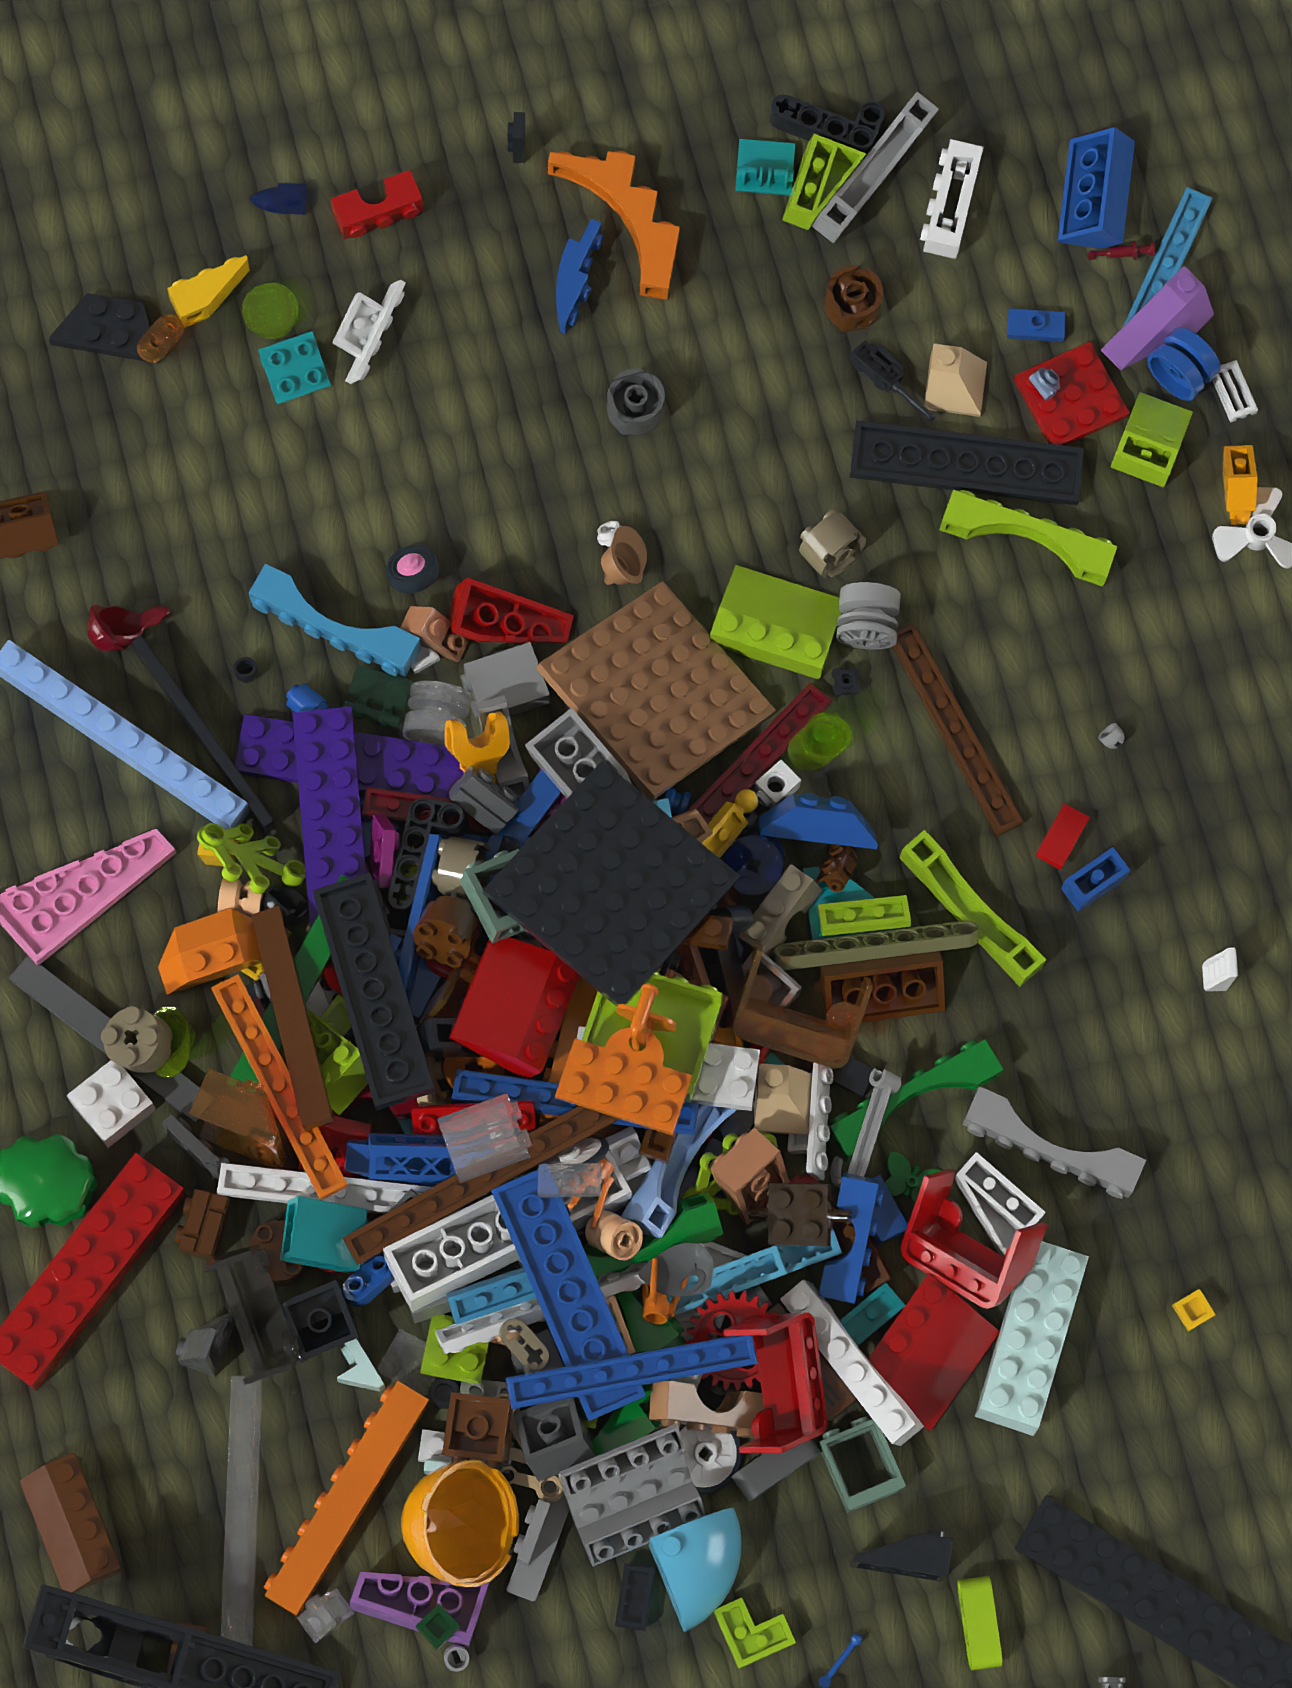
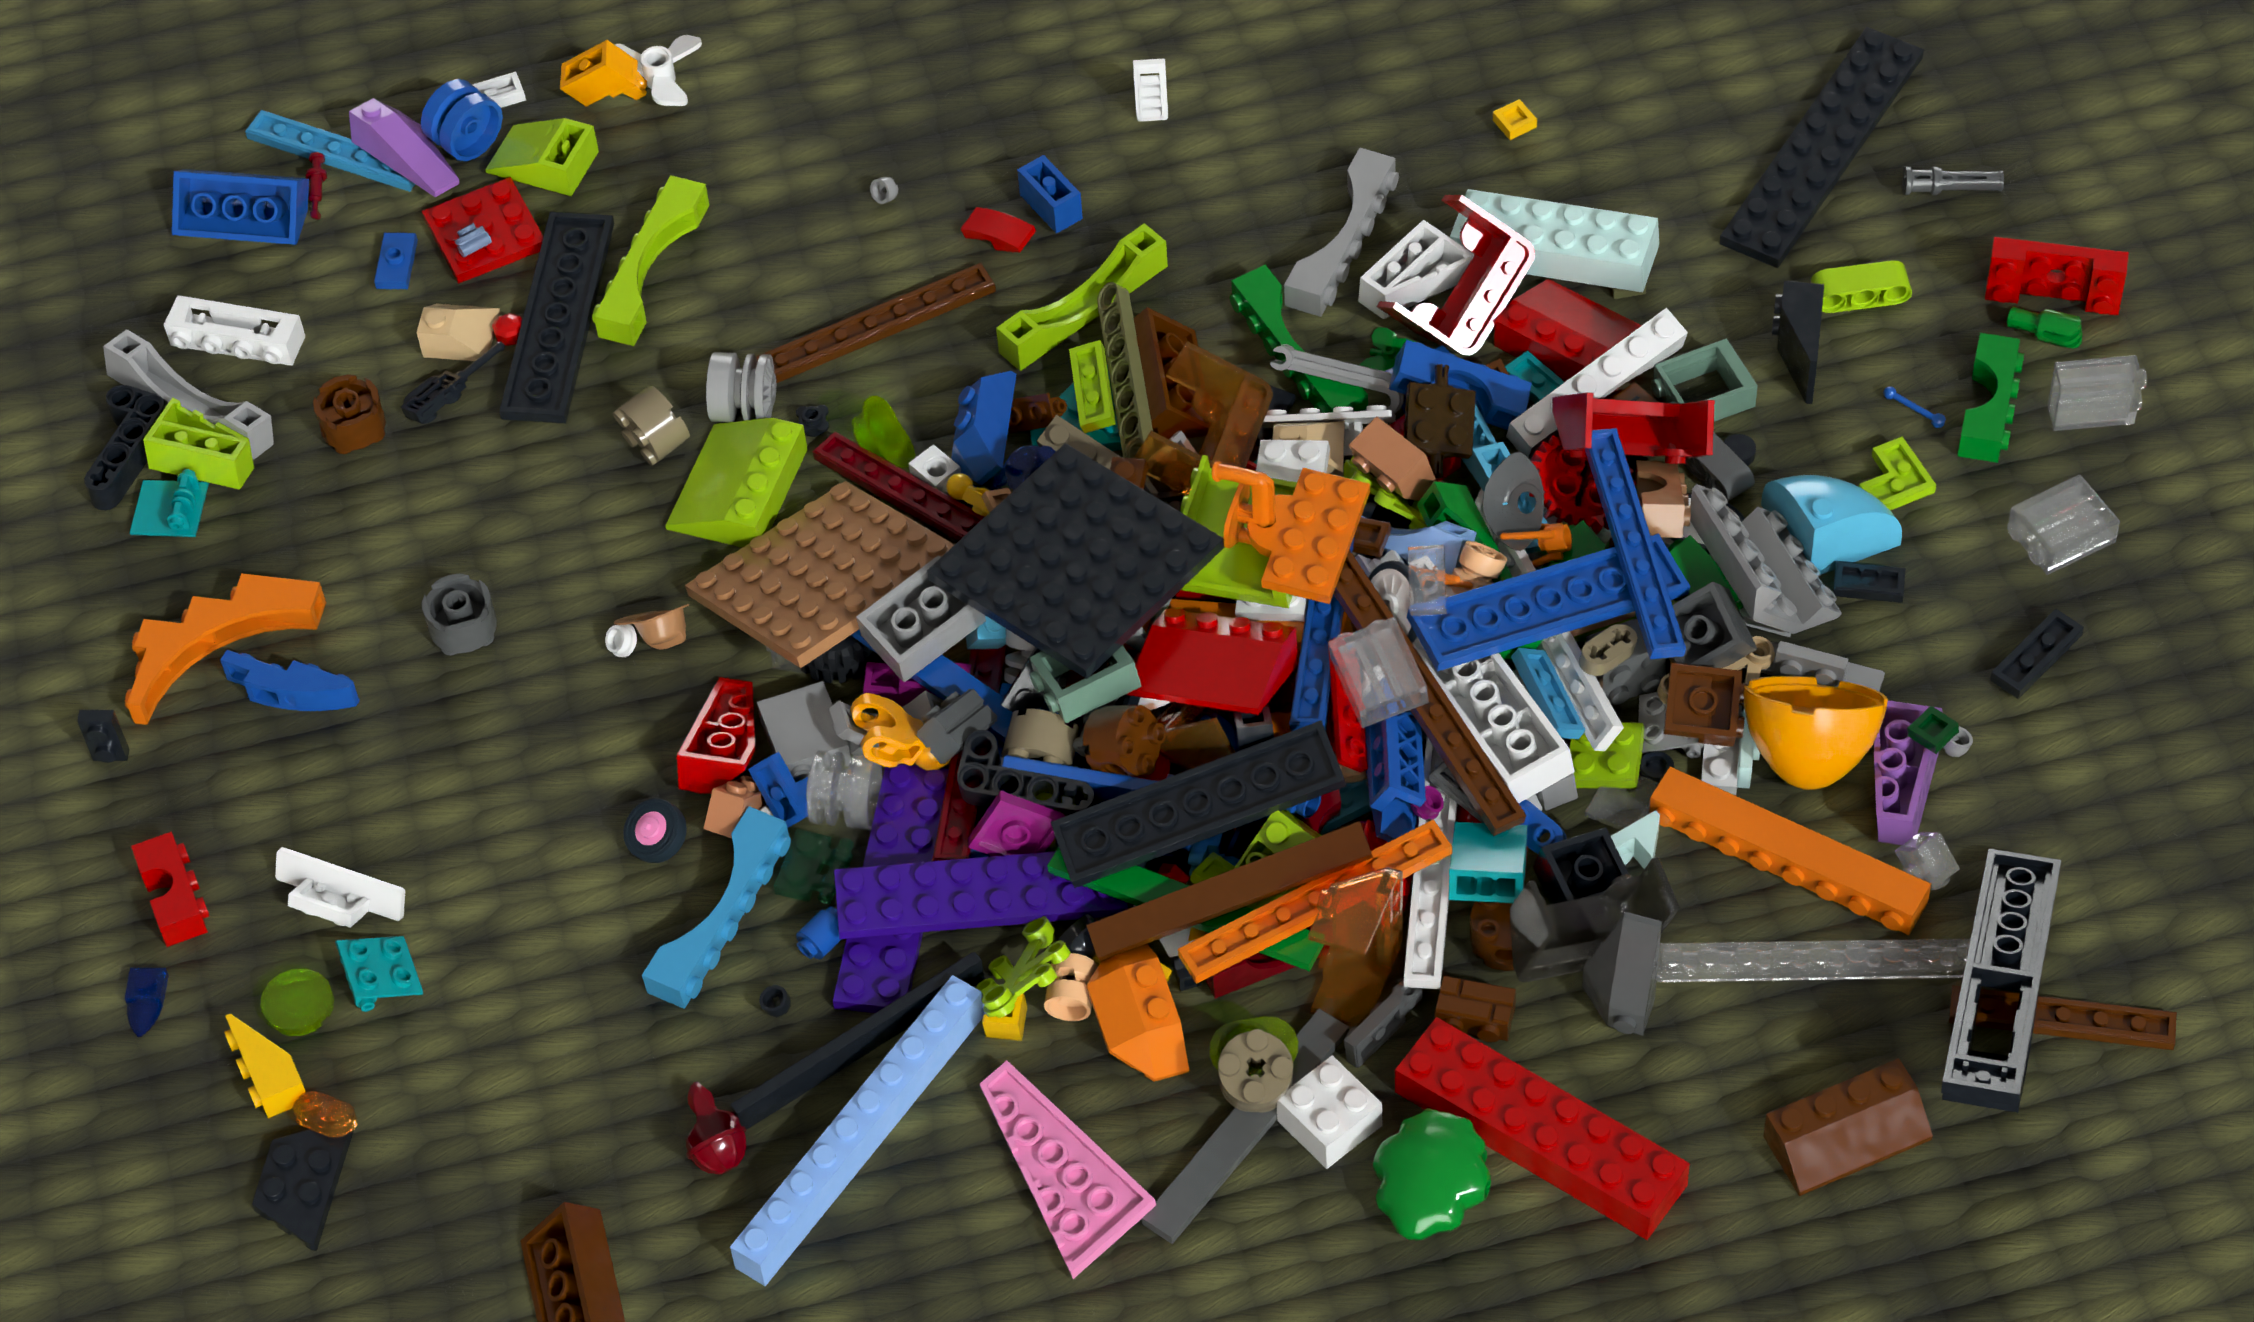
camera: 80 degrees left, 20 degrees down
(383, 1191) = (1432, 806): none -> magenta plate
(444, 665) = (780, 791): none -> blue slope
(791, 1492) = (1742, 446): none -> black tile
(955, 421) = (507, 328): none -> red tile

